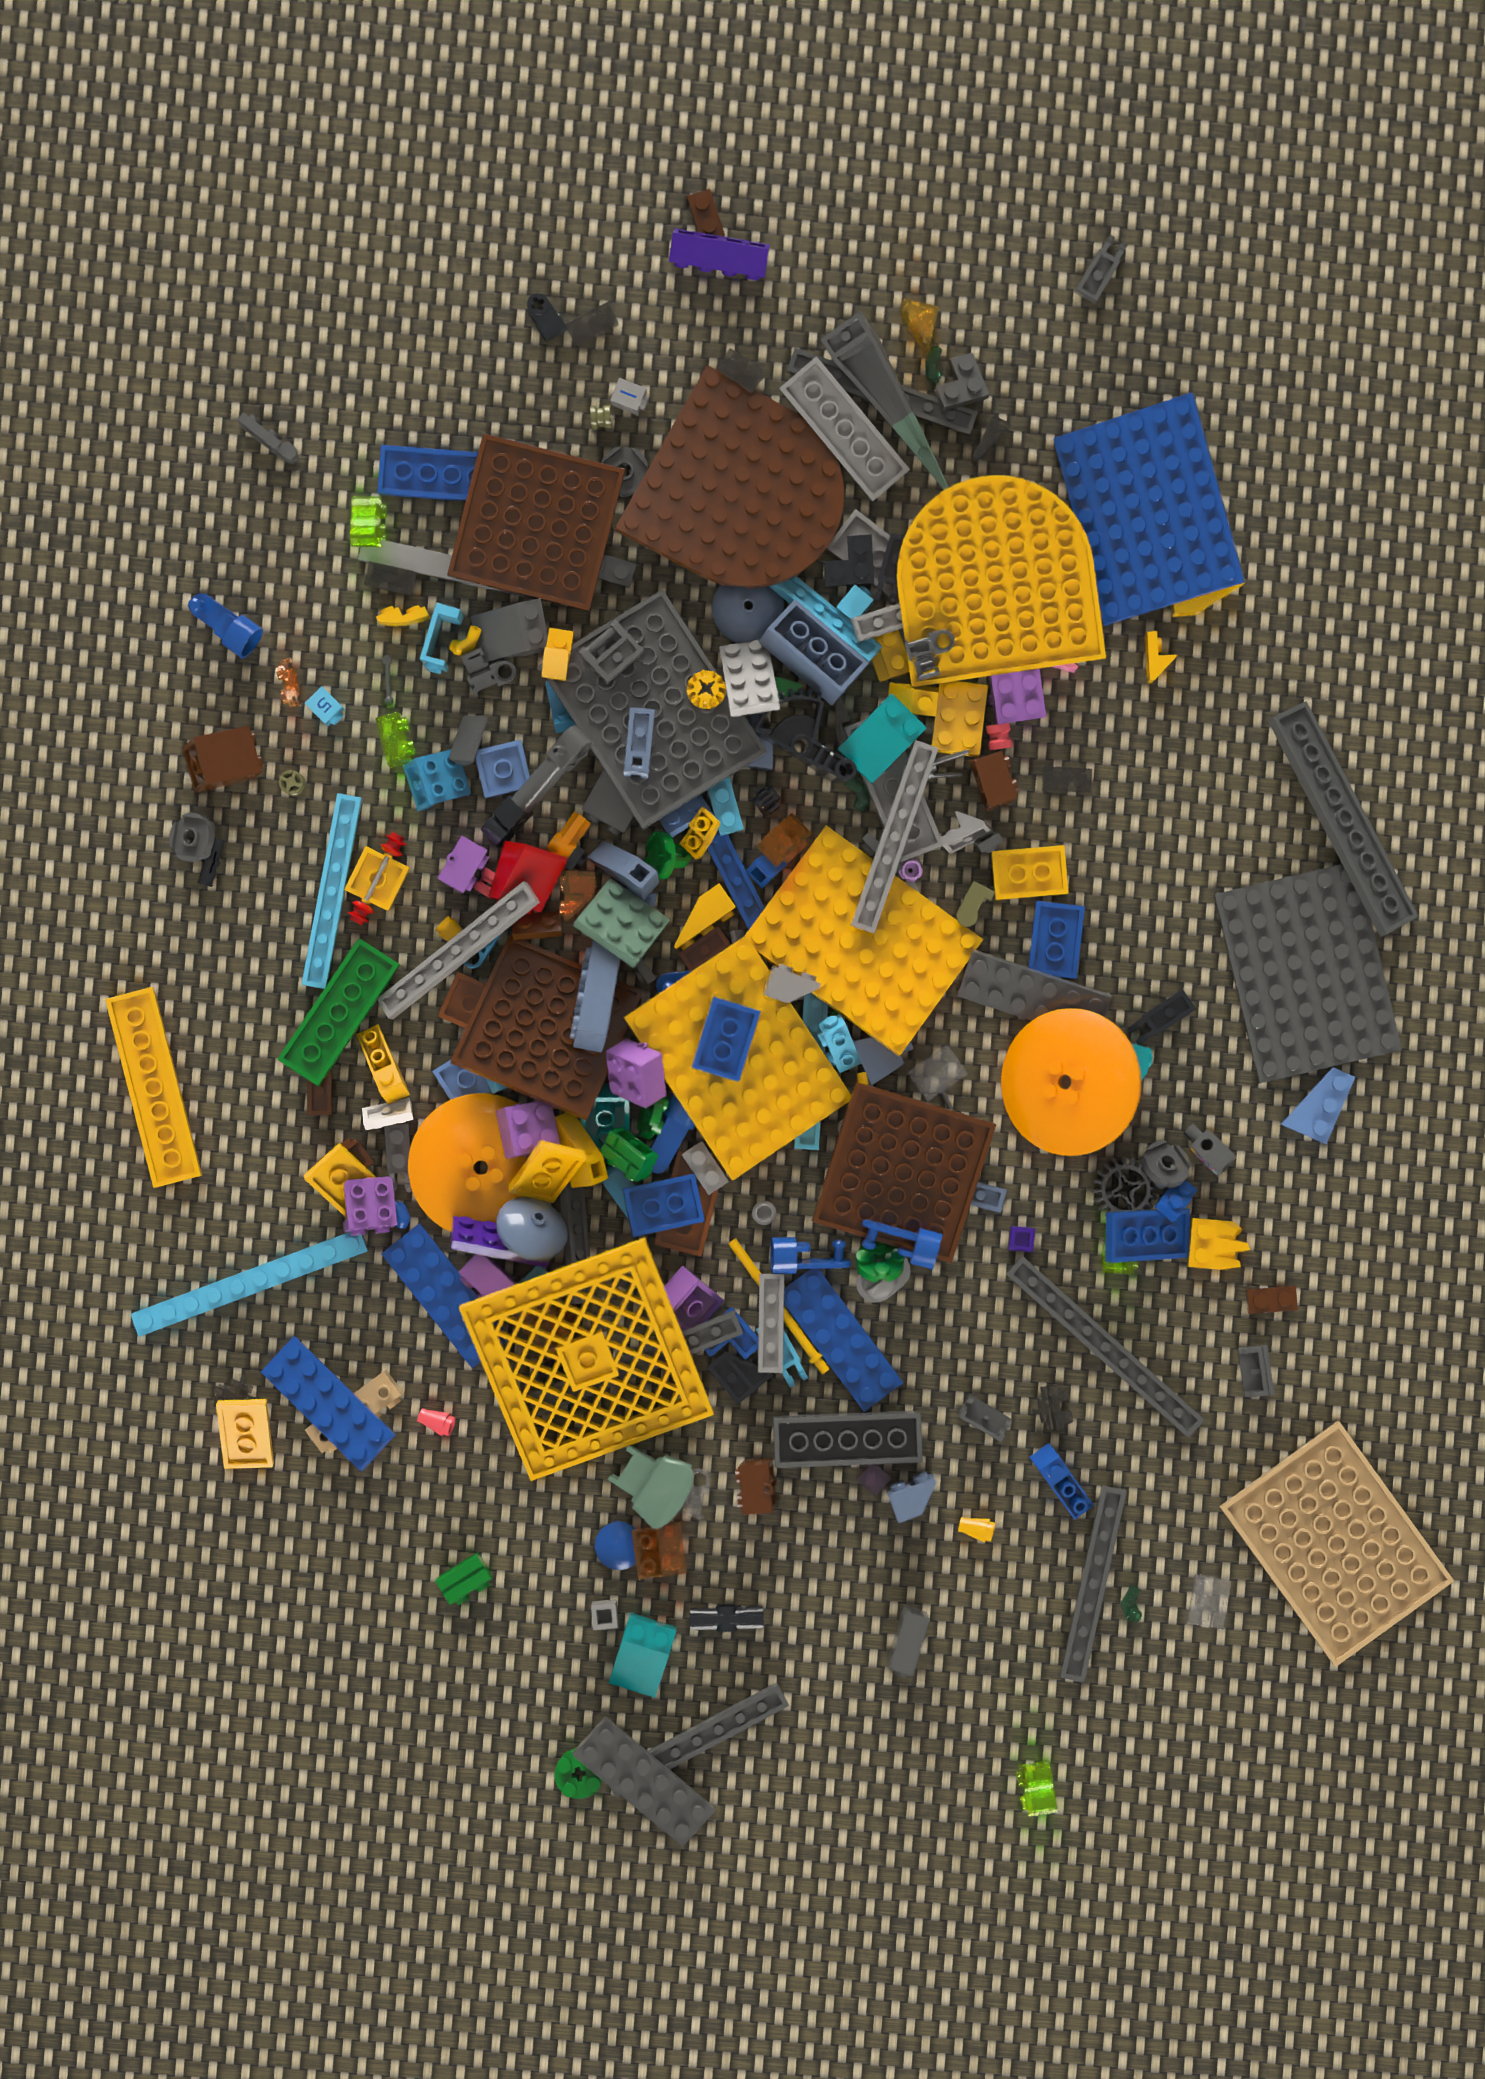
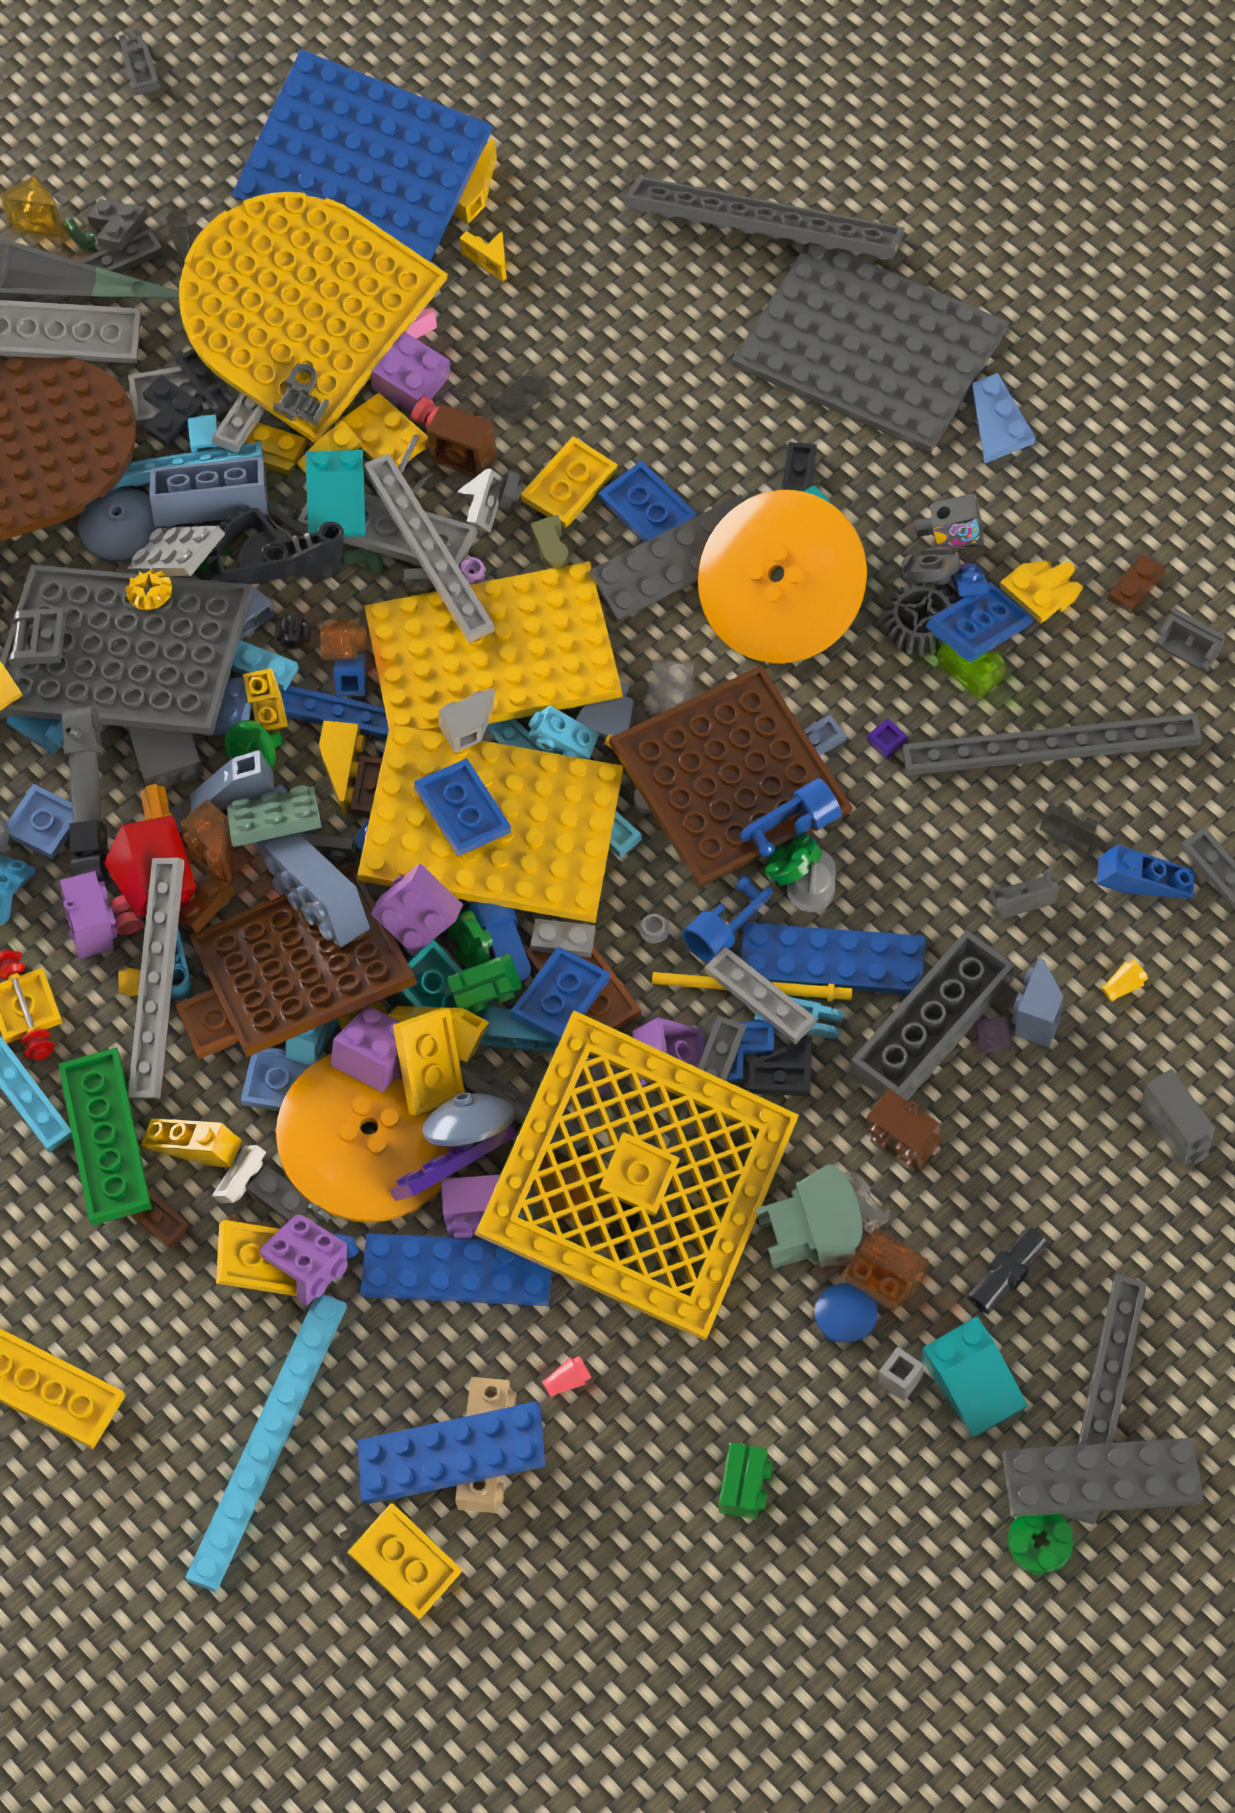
camera: 40 degrees left, 25 degrees down
(639, 741) = (135, 671): sand blue plate -> none

